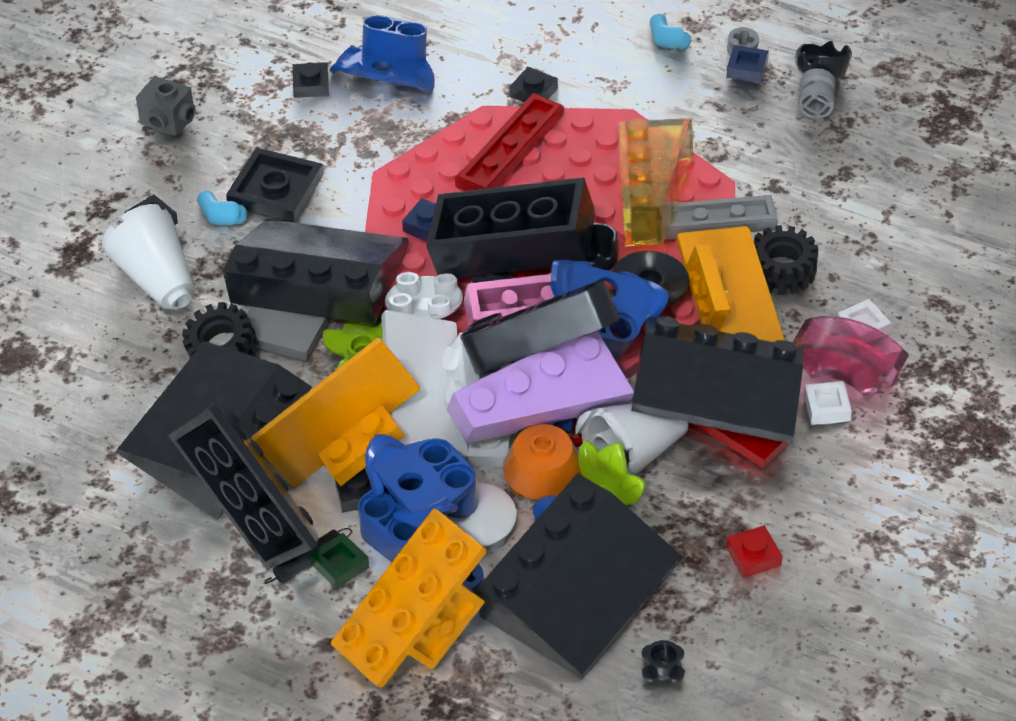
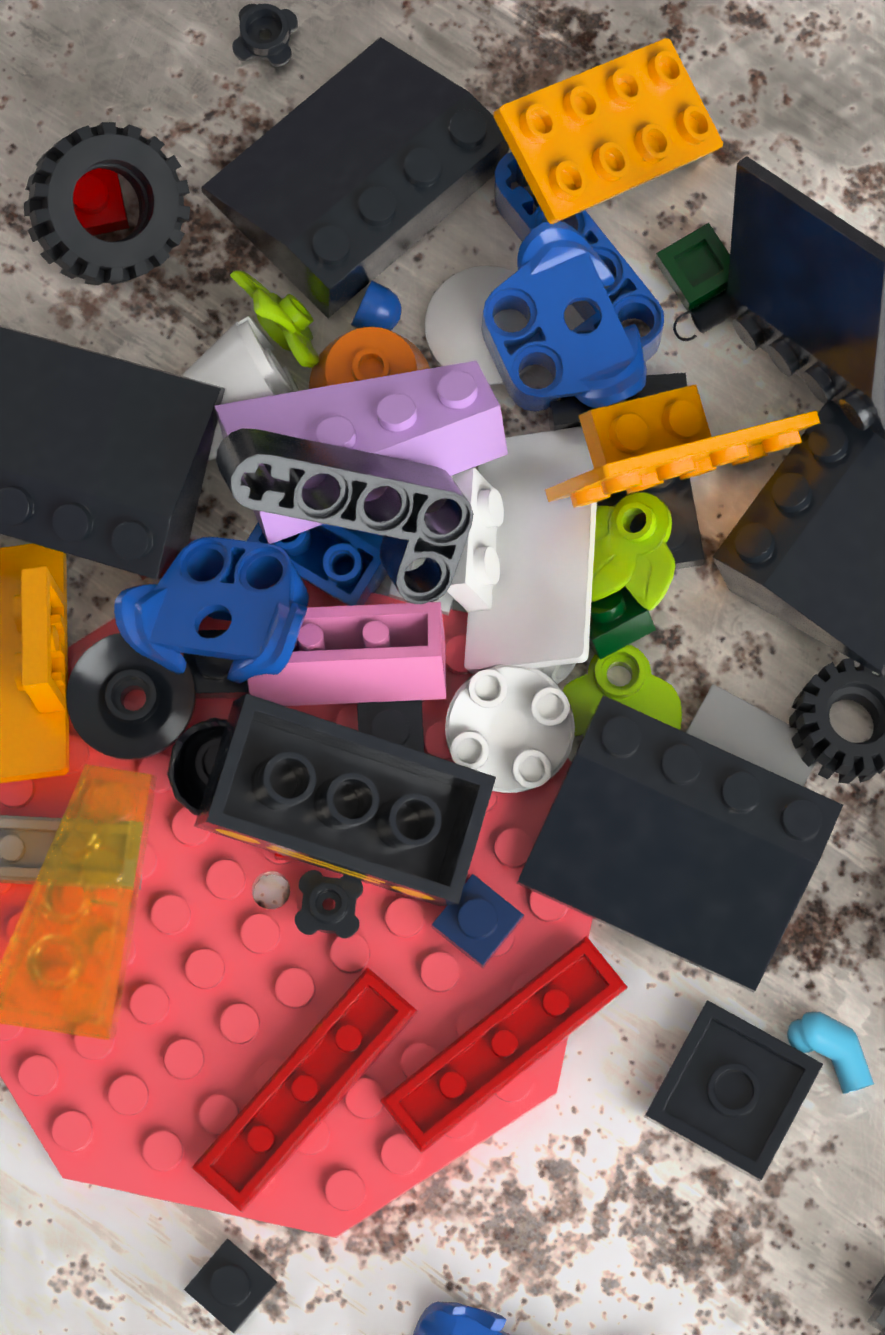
camera: 170 degrees left, 30 degrees up
(403, 176) = (503, 1044): none -> red tile
(738, 520) = (147, 171): none -> black tyre

